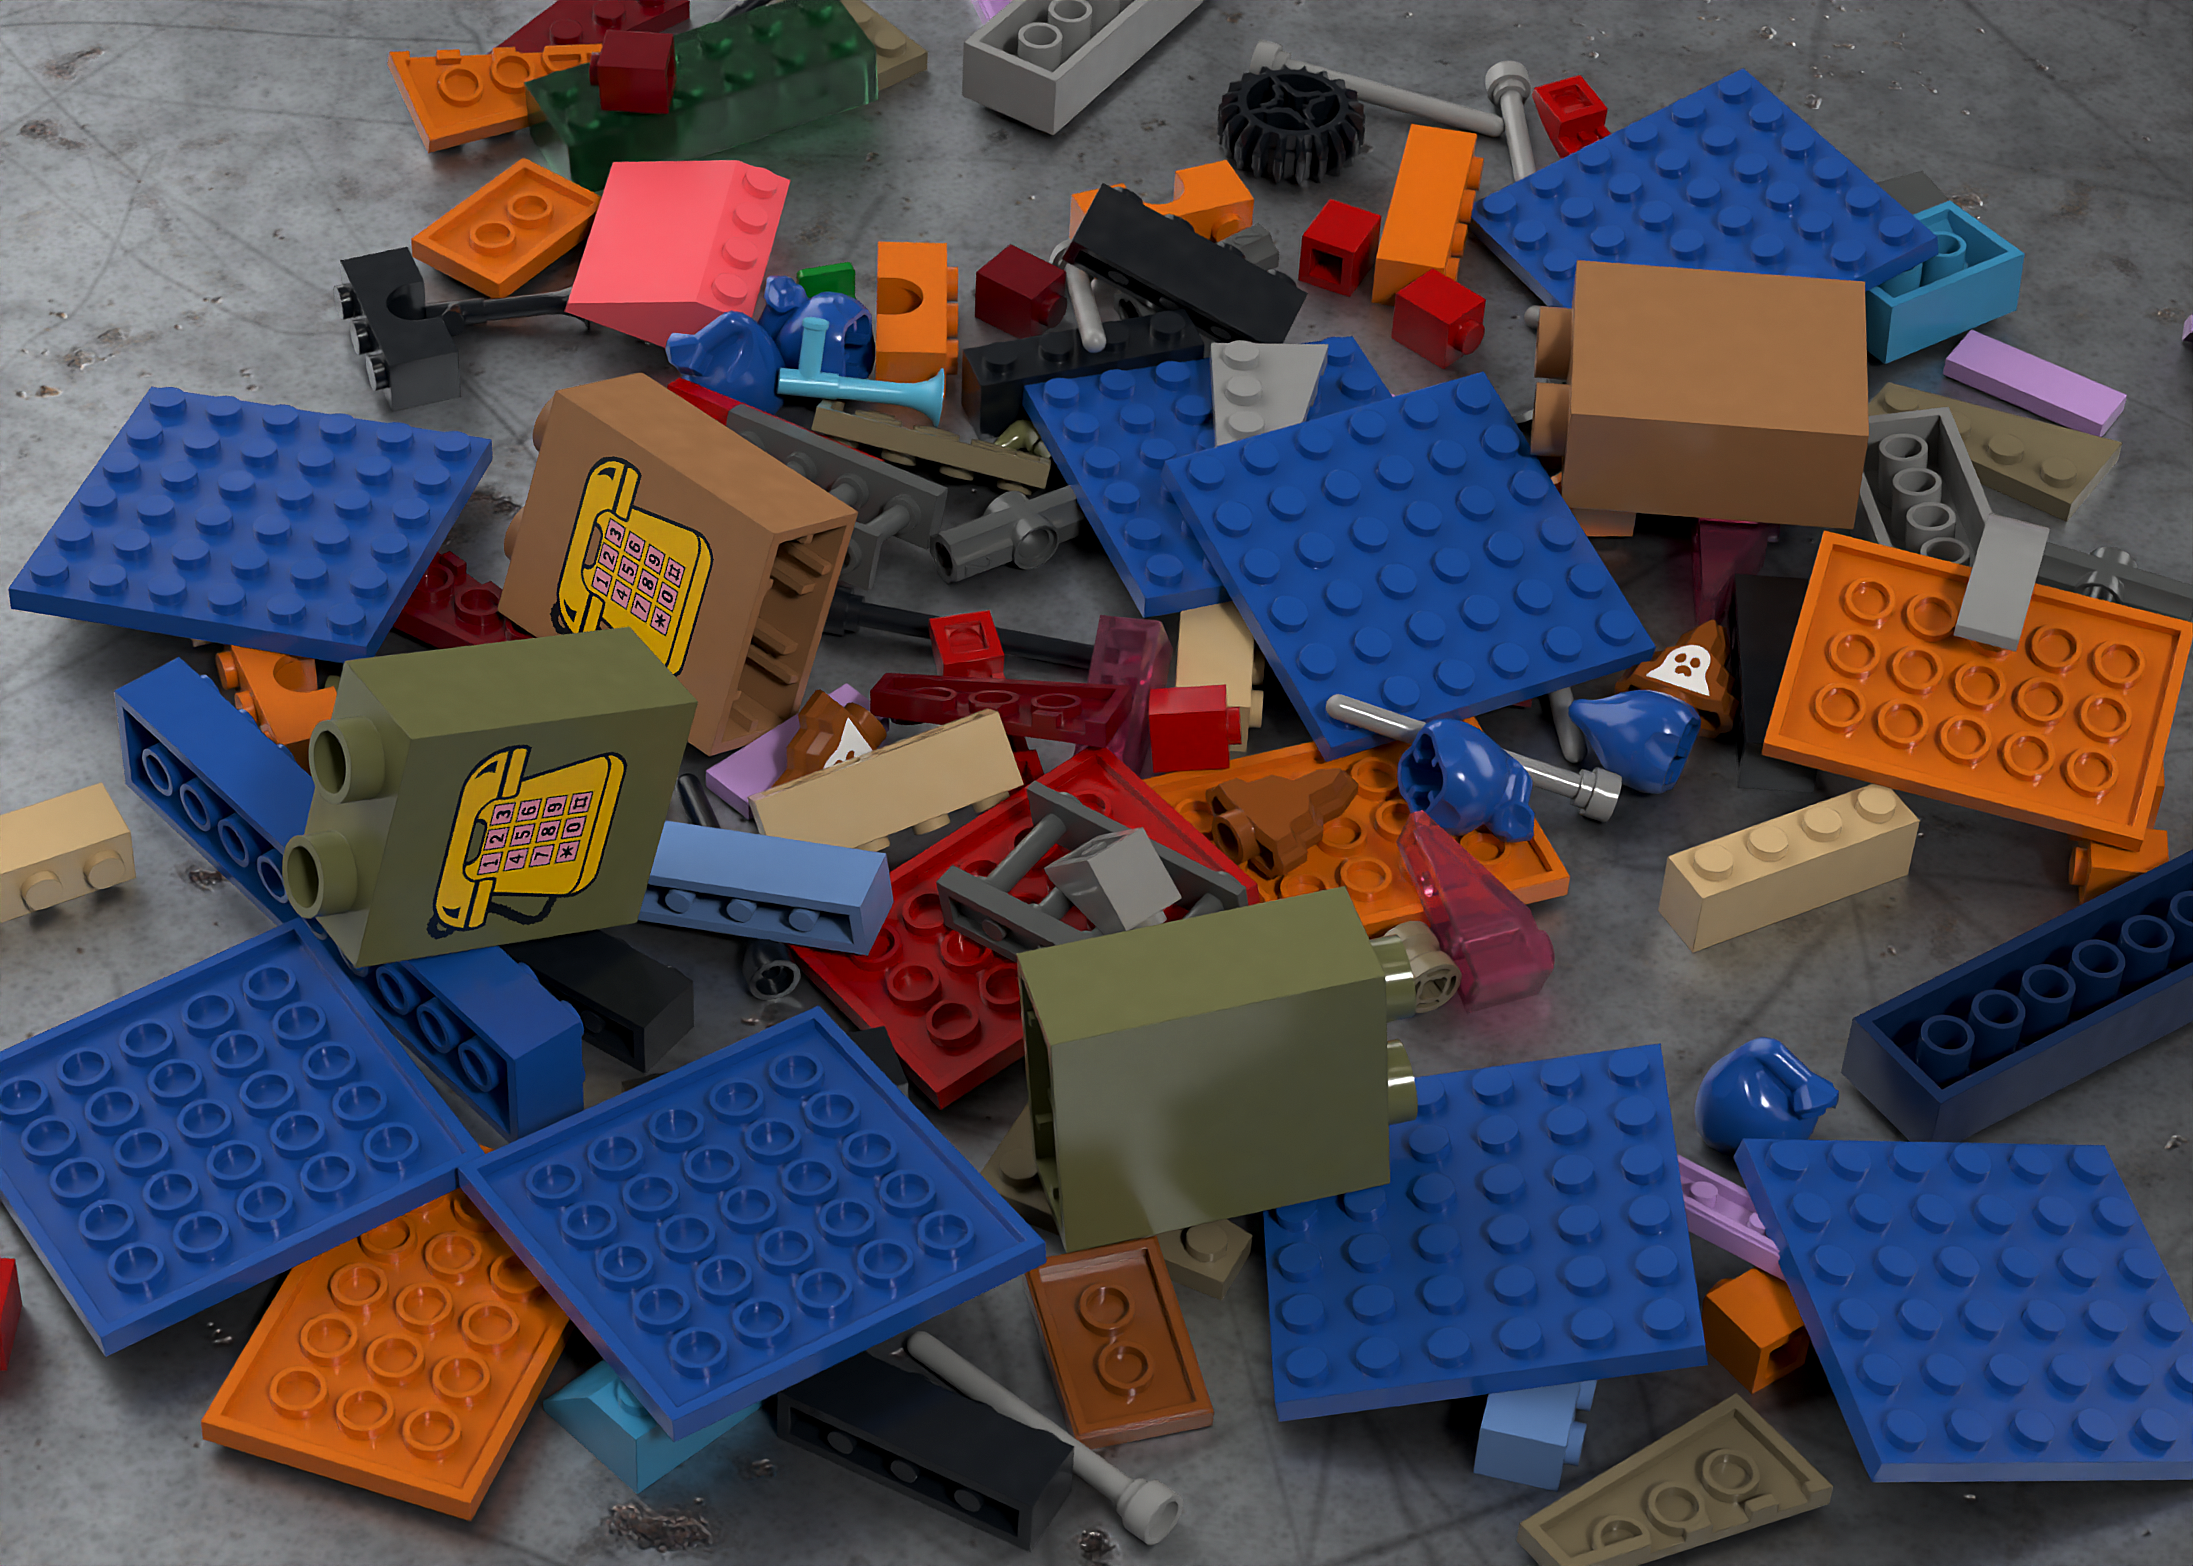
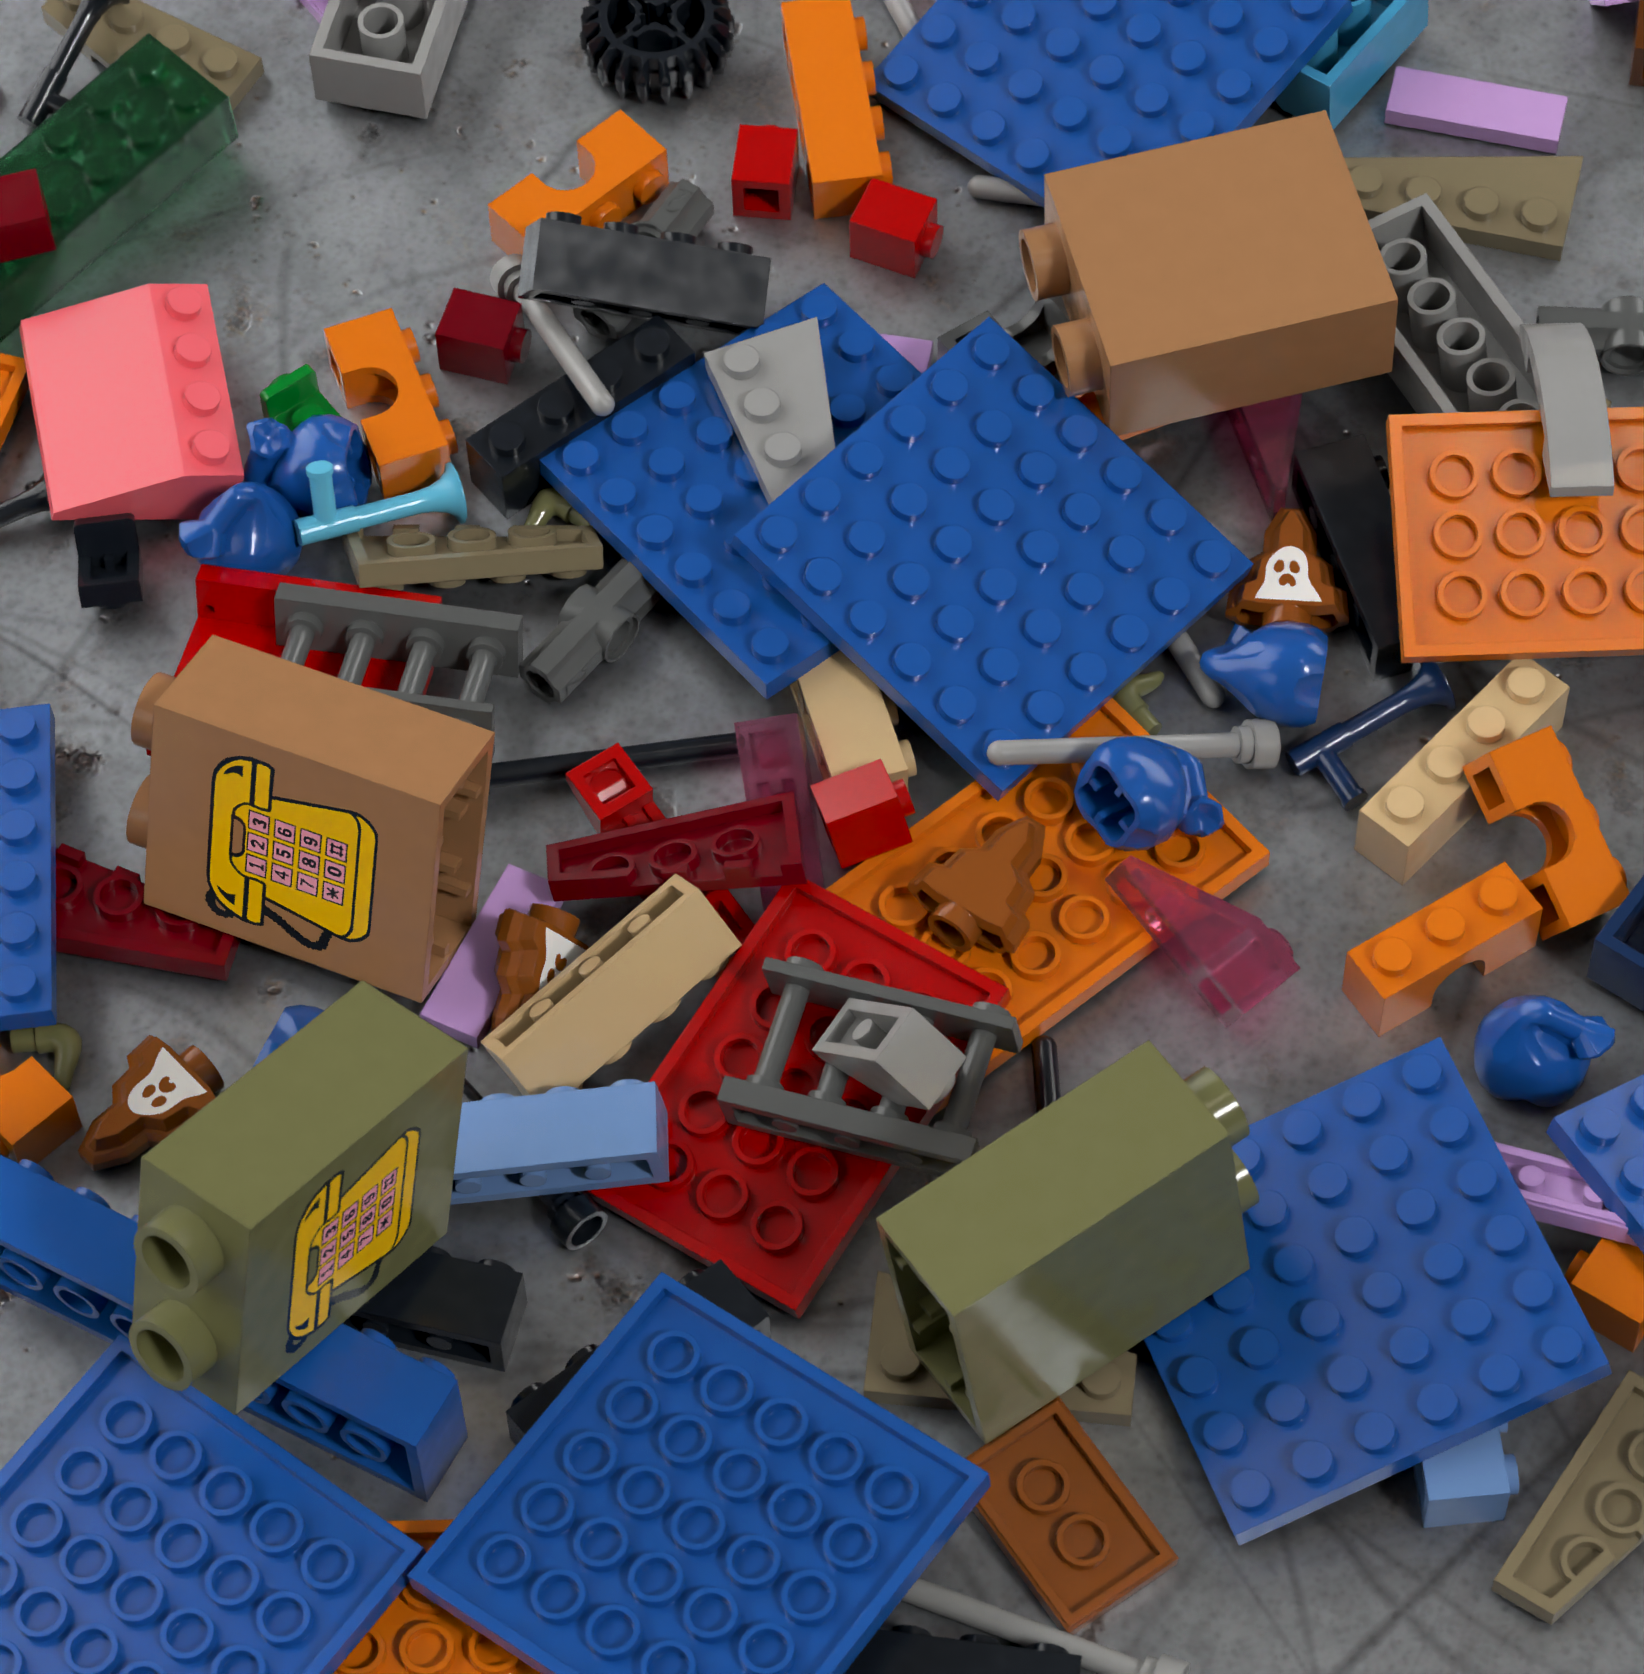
camera: 15 degrees left, 15 degrees up
(603, 352) = (108, 561): none -> black bracket
(1433, 970) = (1169, 1002): dark tan wheel -> none
(1500, 723) = (1130, 700): none -> olive animal
(1657, 997) = (1402, 966): none -> orange arch
(1663, 819) = (1322, 750): none -> dark blue piece
(1847, 877) = (1537, 783): none -> orange arch

